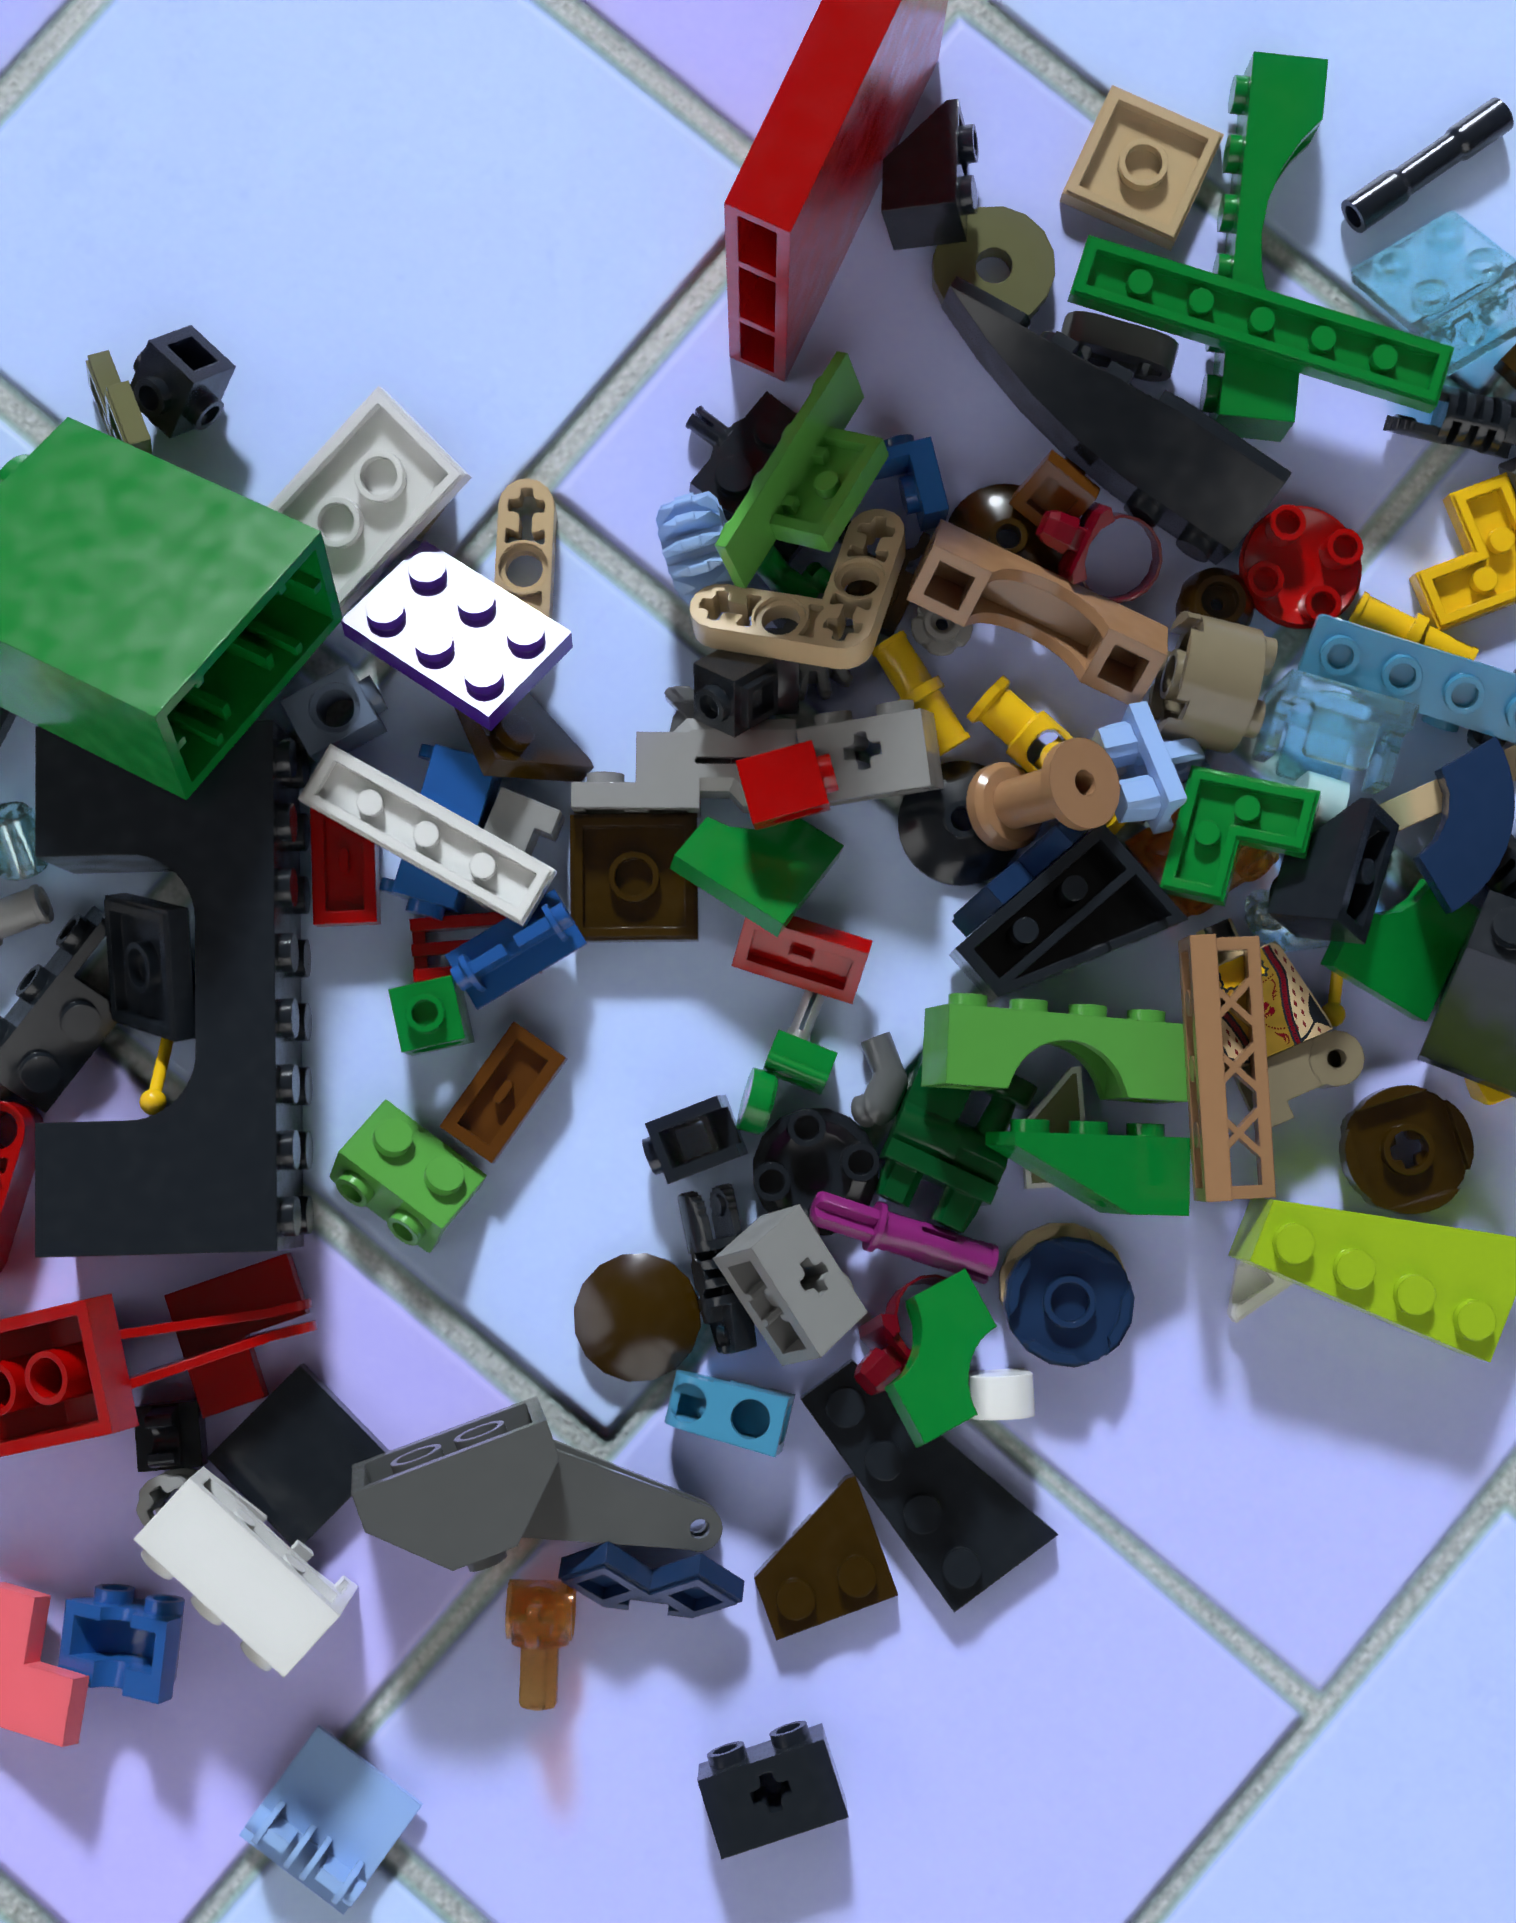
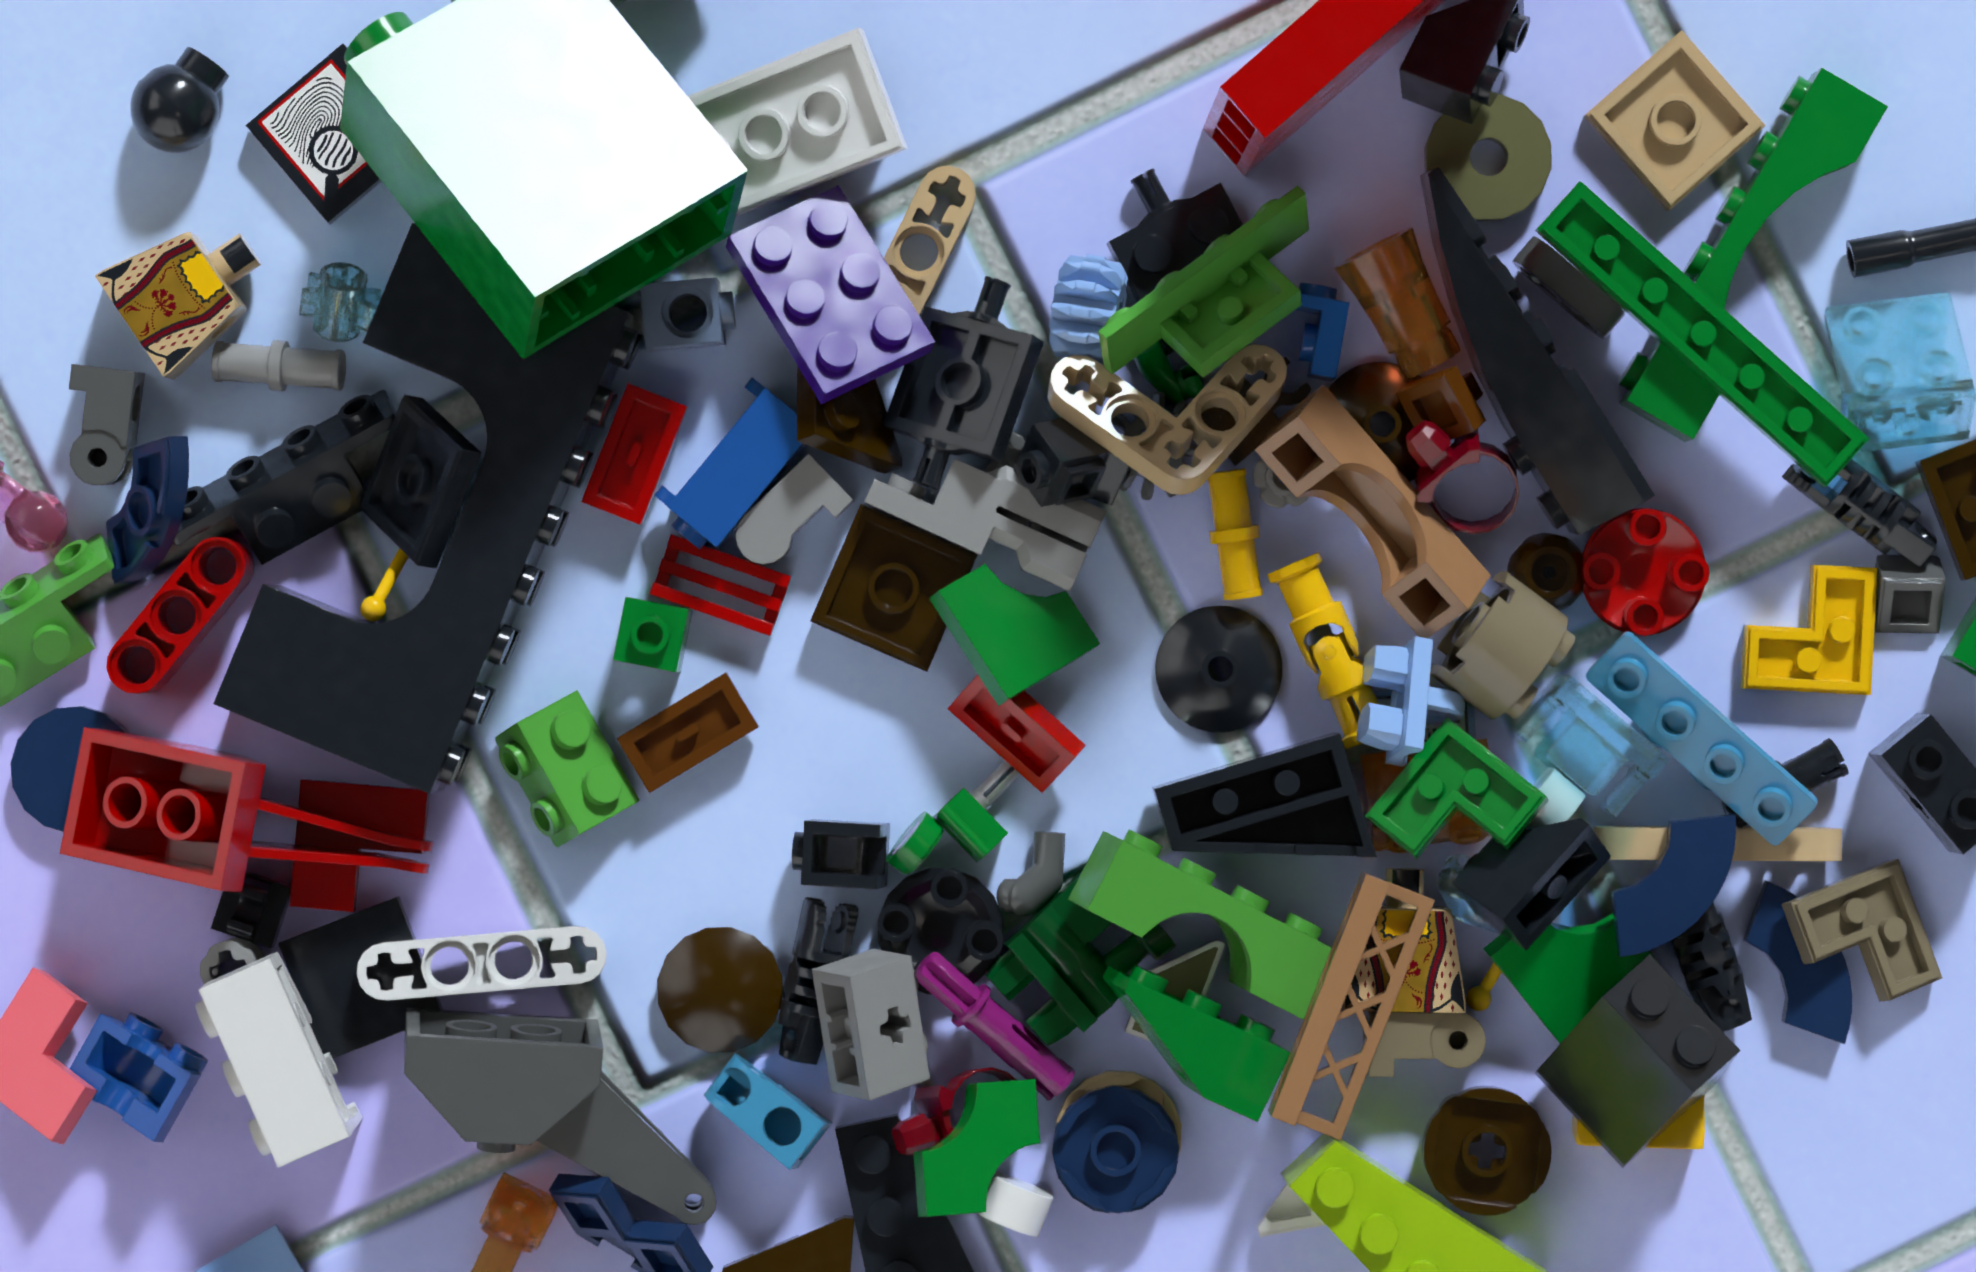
camera: 20 degrees right, 5 degrees up
(401, 1386) = (482, 971): none -> white beam
(427, 835) = (721, 471): white tile -> none
(513, 954) = (756, 608): blue hinge -> none
(618, 665) = (967, 387): none -> black plate
(786, 784) = (1068, 573): red brick -> none
(908, 750) = (1123, 579): light grey brick -> none
(975, 421) = (1401, 302): none -> clear orange plant
(1015, 877) = (1256, 741): dark blue tile -> none
(1073, 786) = (1325, 692): medium nougat piece -> none
(1387, 619) = (1713, 679): yellow pin -> none

